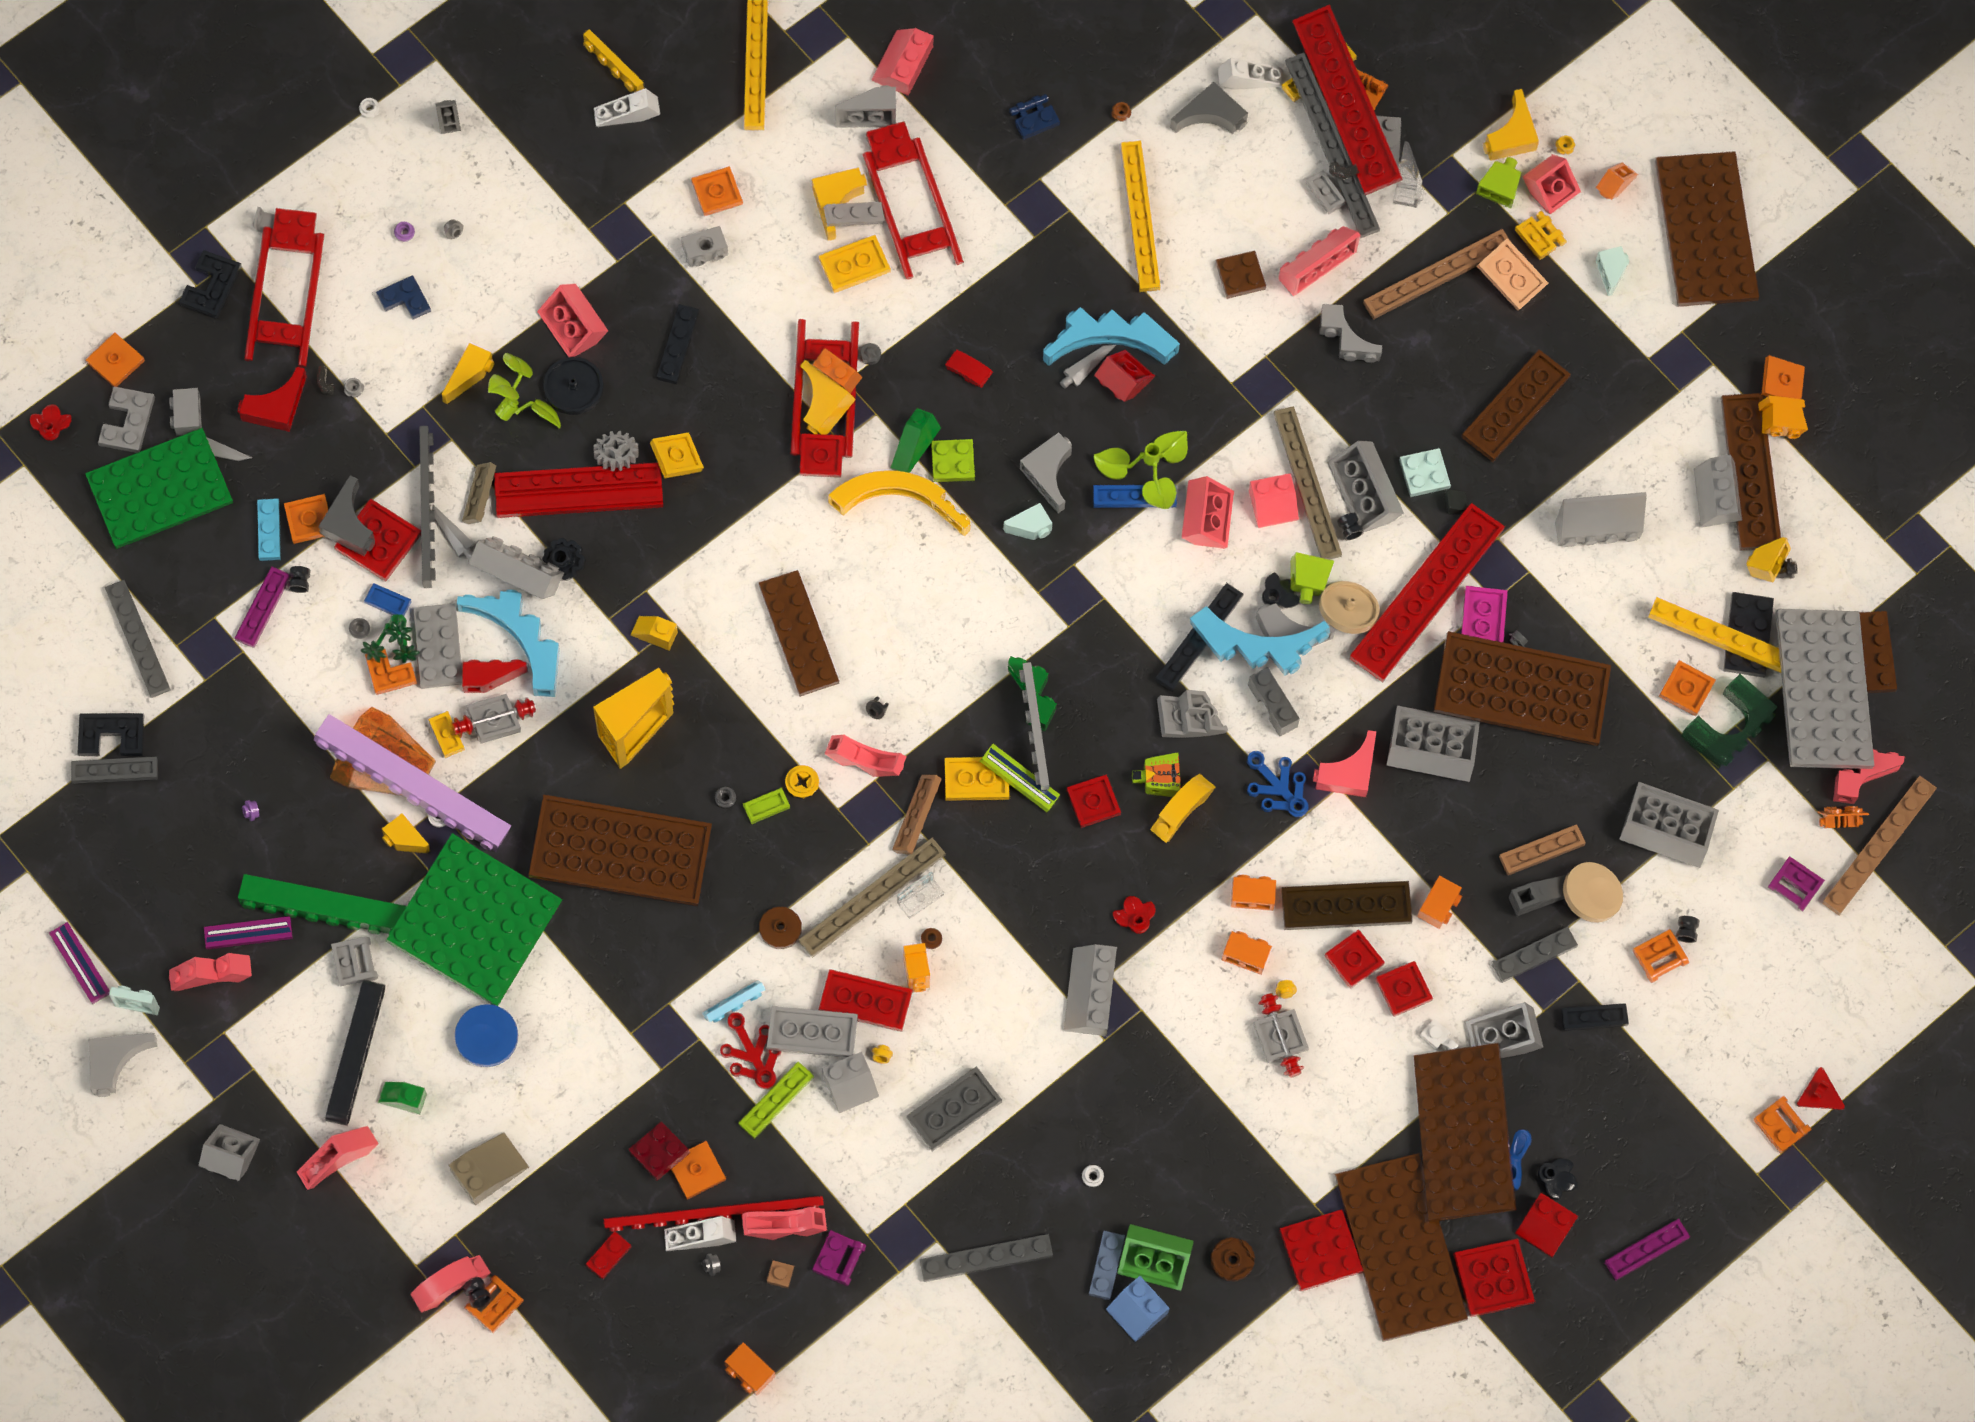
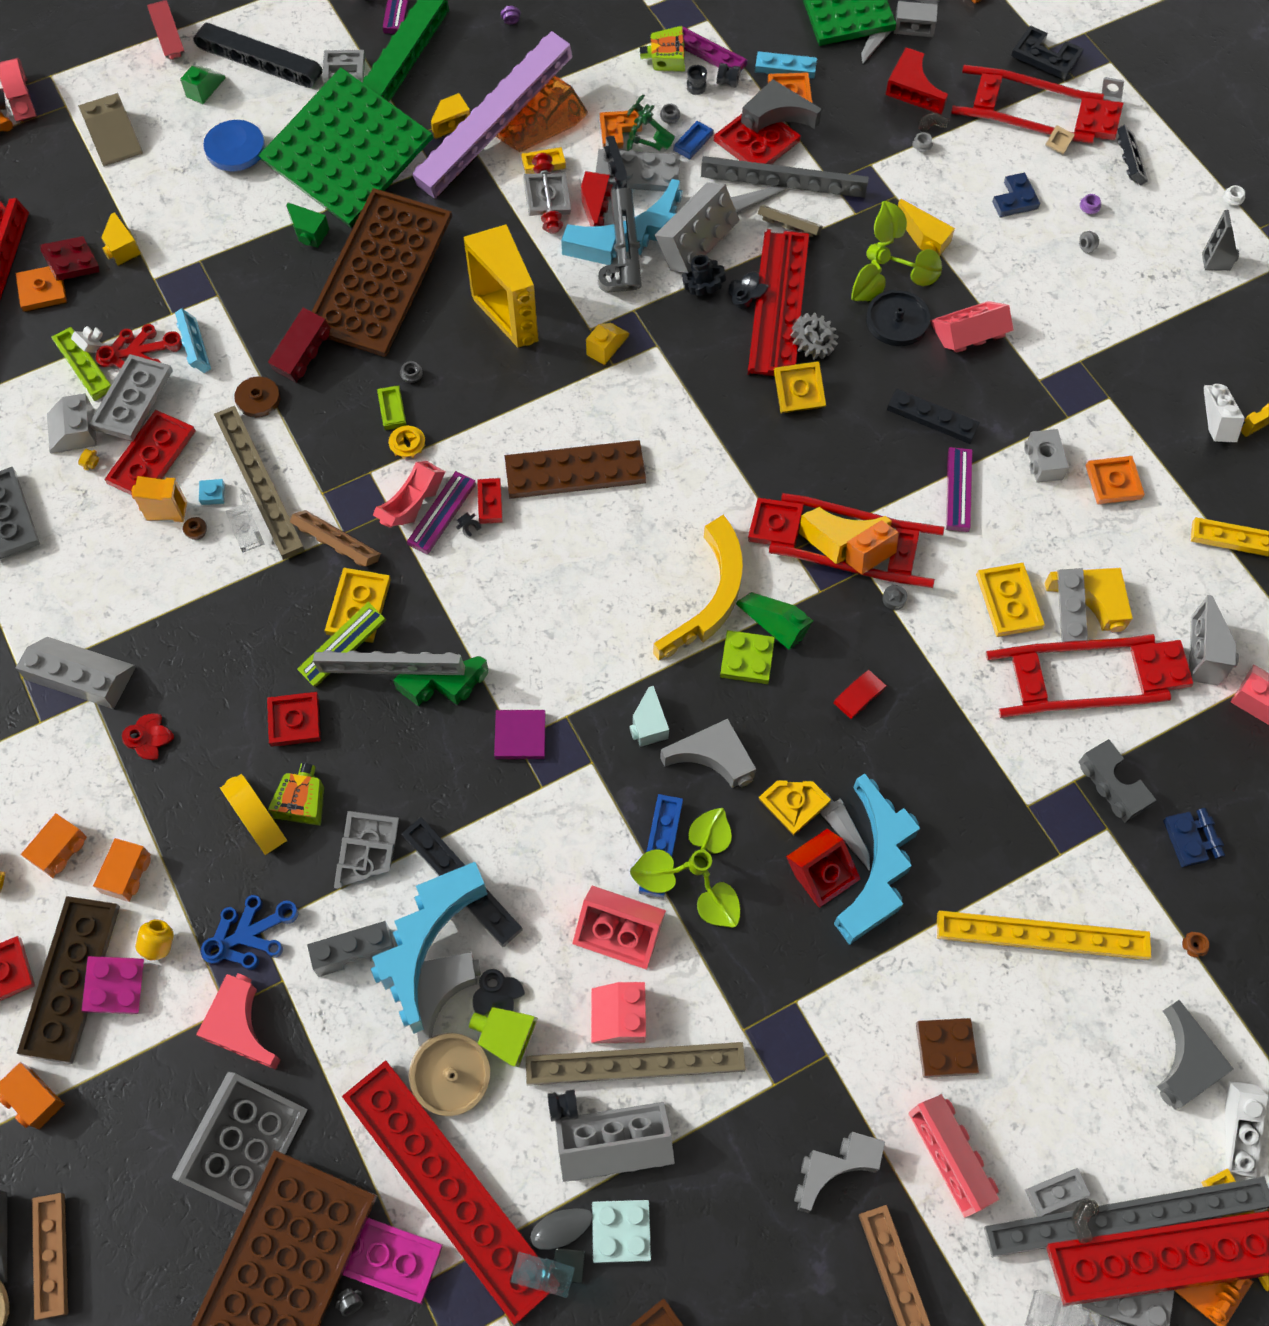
camera: 105 degrees right, 5 degrees down
(278, 643) = (666, 50): none -> torso
(310, 604) = (696, 80): none -> black wheel
(329, 263) = (1059, 139): none -> tan plate
(337, 198) = (1131, 155): none -> black plate
(451, 657) = (615, 163): none -> black plate
(552, 627) = (628, 268): none -> dark grey piece
(567, 519) = (746, 290): none -> black plate
(574, 937) = (308, 225): none -> green slope
(629, 1110) = (118, 241): none -> yellow slope
(723, 897) = (299, 345): none -> dark red brick
(751, 314) = (959, 489): none -> magenta tile
(754, 1096) = (88, 339): none -> white tile
(849, 695) = (489, 500): none -> red plate
(868, 734) = (441, 512): none -> magenta tile
(890, 937) = (211, 492): none -> medium azure plate
(991, 184) = (1125, 800): none -> dark grey arch
(1064, 622) = (520, 734): none -> magenta tile
(1076, 403) = (794, 803): none -> yellow plate
(1303, 847) = (154, 940): none -> yellow head
(1344, 869) = (112, 985): none -> dark pink plate
(1434, 511) = (560, 1228): none -> dark grey arm
(1469, 513) = (542, 1274): none -> clear light blue slope

